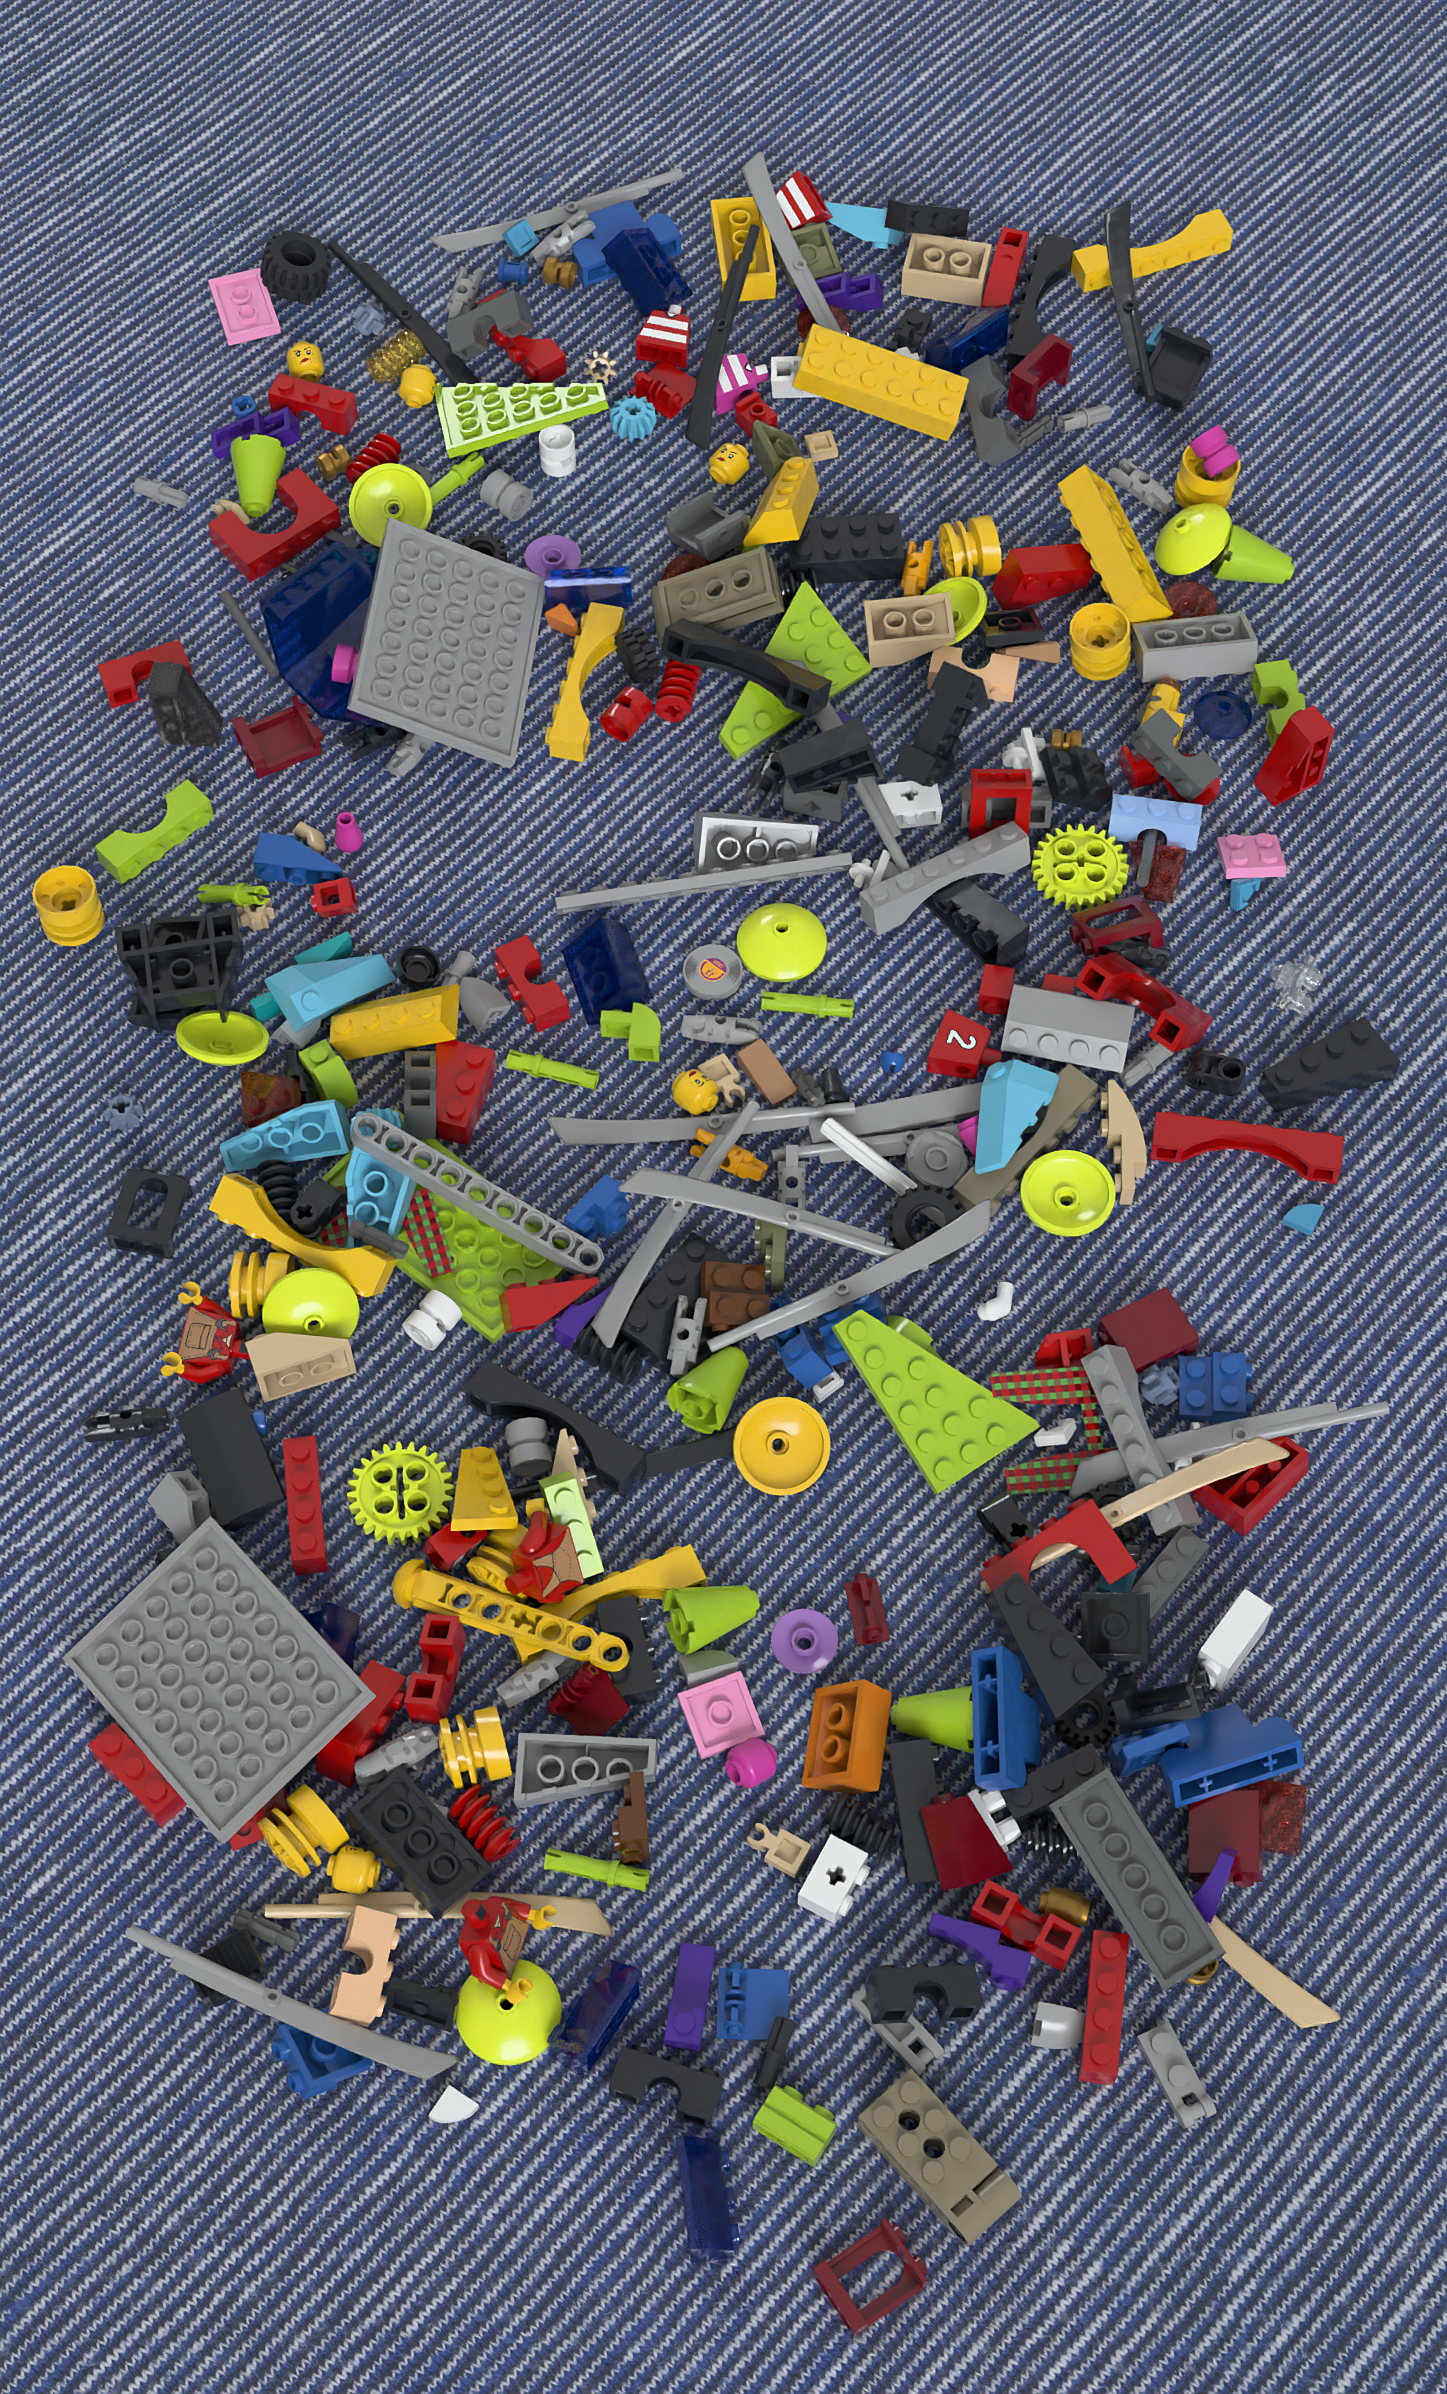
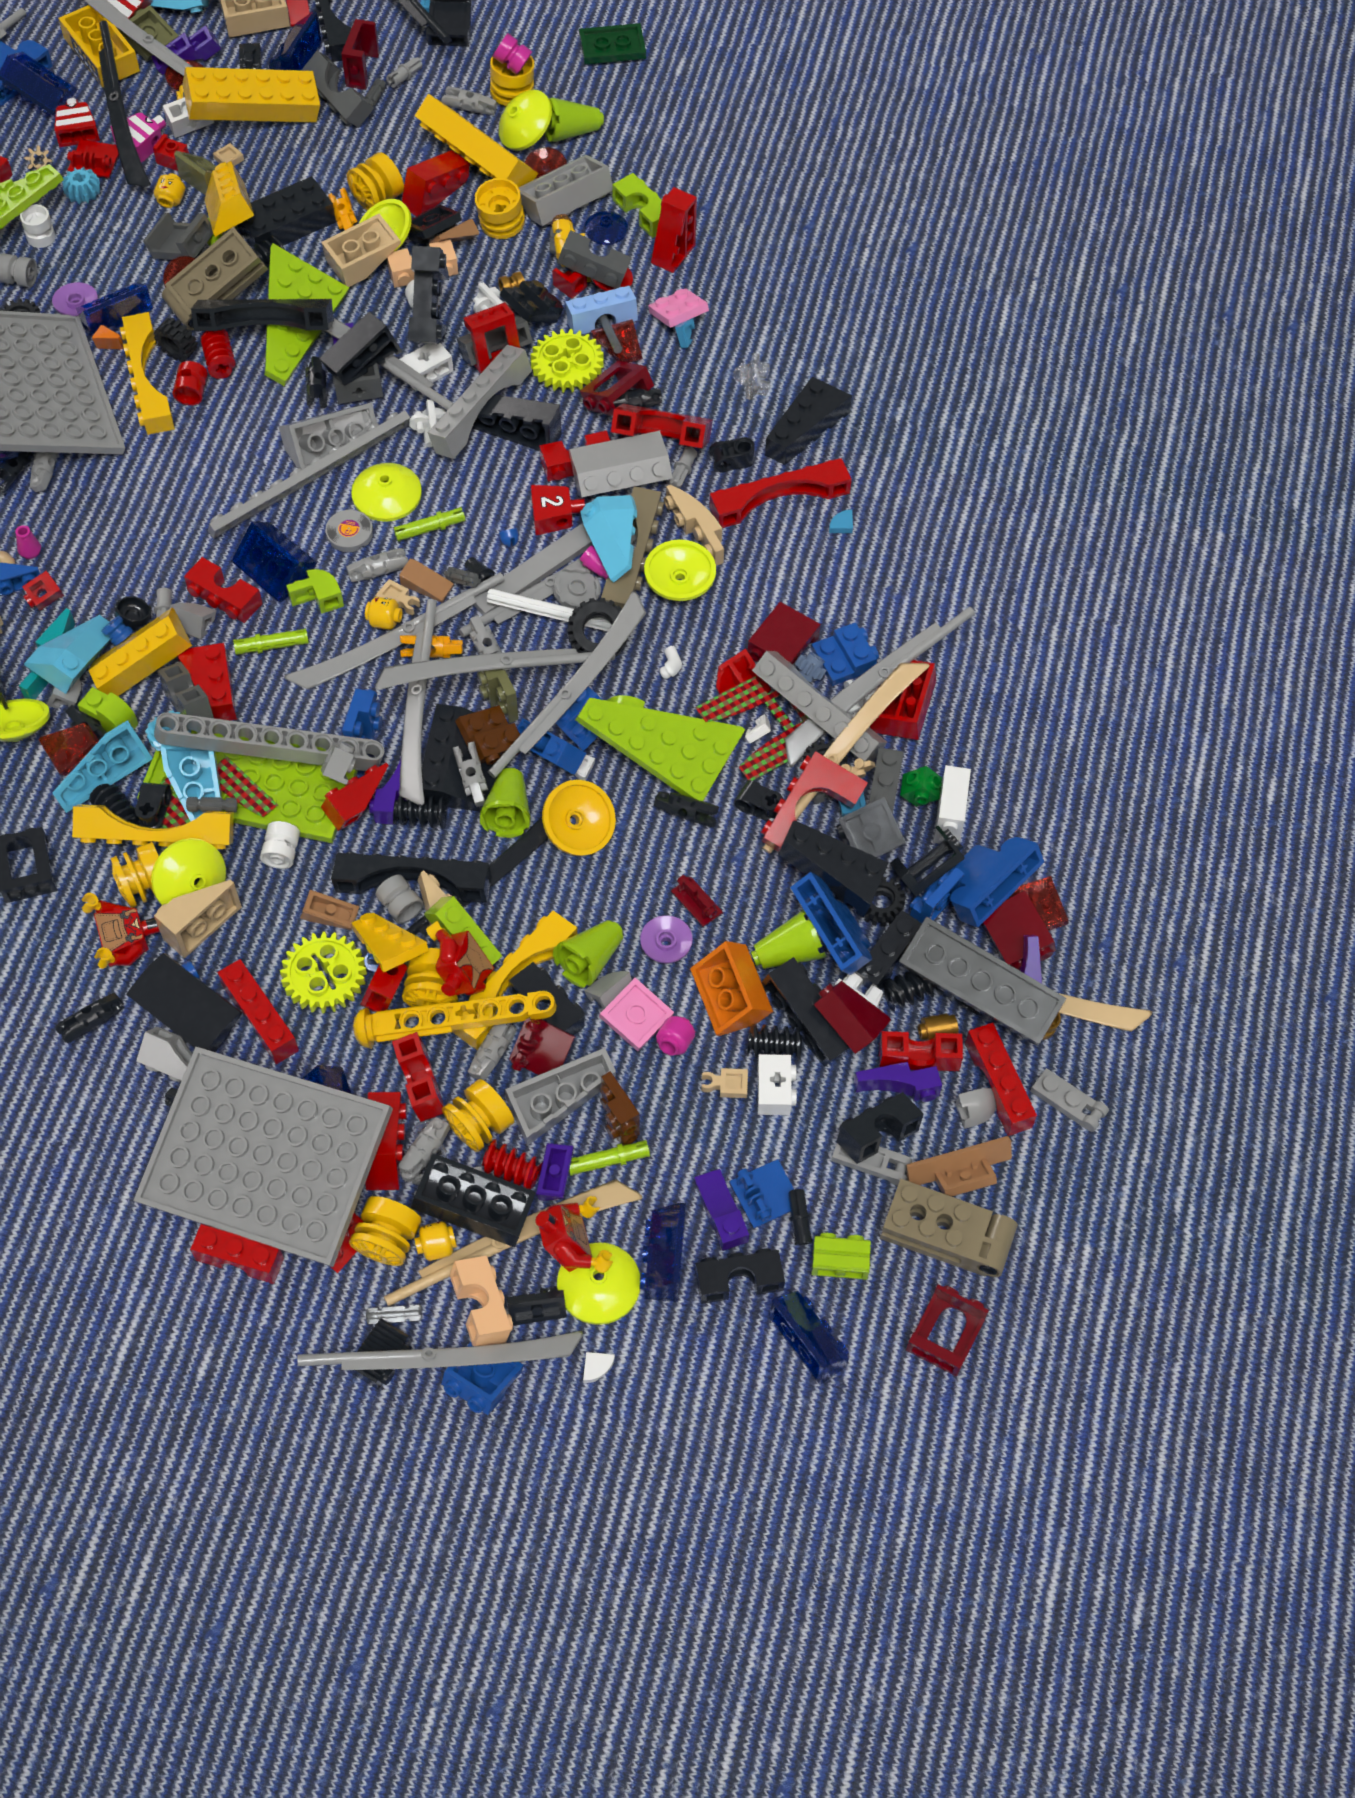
camera: 30 degrees left, 0 degrees up
(387, 982) = (117, 630): none -> blue wheel
(447, 1422) = (329, 911): none -> medium nougat slope
(526, 1856) = (554, 1172): none -> dark purple slope
(539, 1255) = (339, 762): none -> light grey brick
(917, 1492) = (687, 808): none -> black hinge
(997, 2094) = (962, 1169): none -> medium nougat bracket
(1140, 1541) = (860, 767): none -> tan piece
(1209, 1596) = (921, 786): none -> green brick
(1359, 478) = (612, 43): none -> dark green plate

